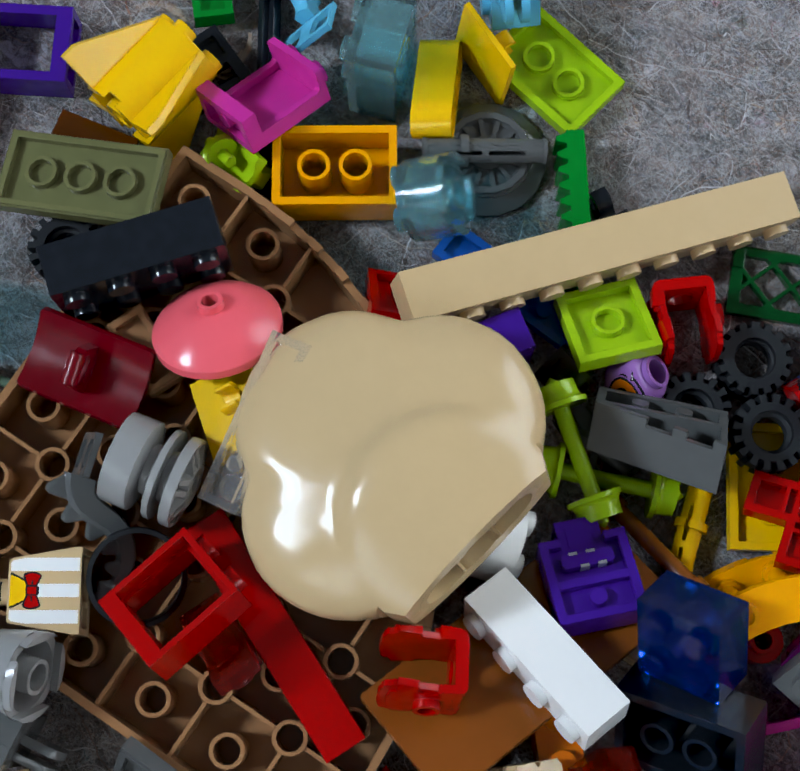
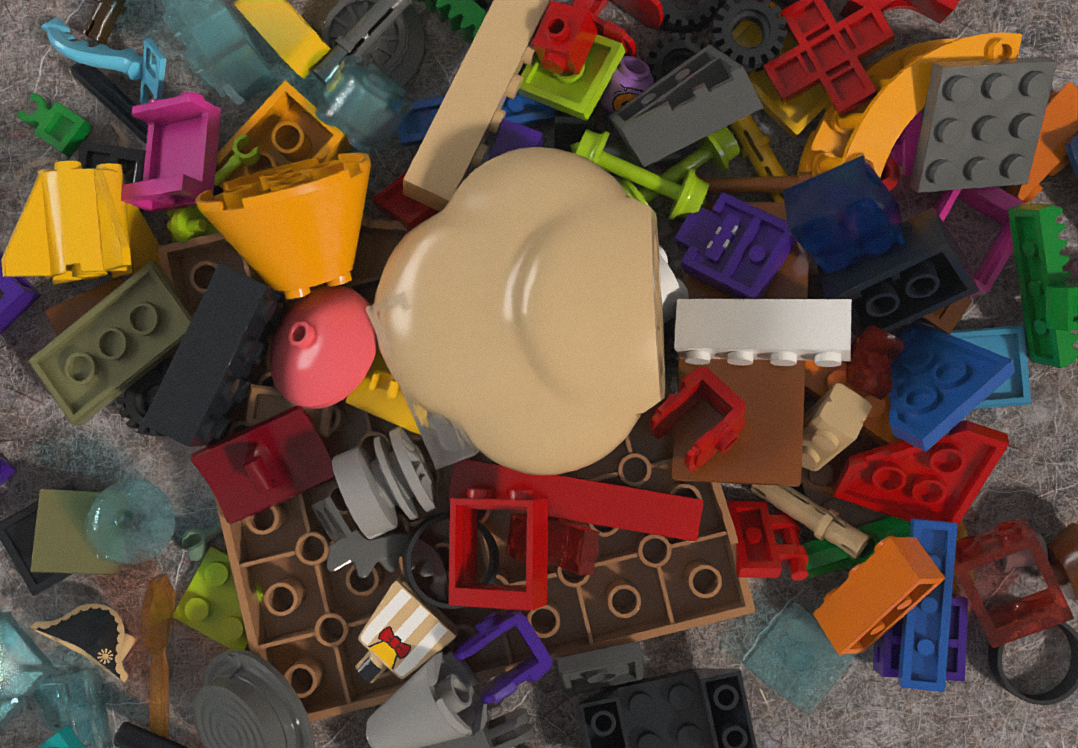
camera: 45 degrees left, 10 degrees up
(100, 719) = (528, 670): none -> dark purple piece
(293, 223) = (295, 220): none -> light orange cone
(304, 143) = (237, 159): none -> lime hand
(624, 297) = (564, 38): none -> red brick

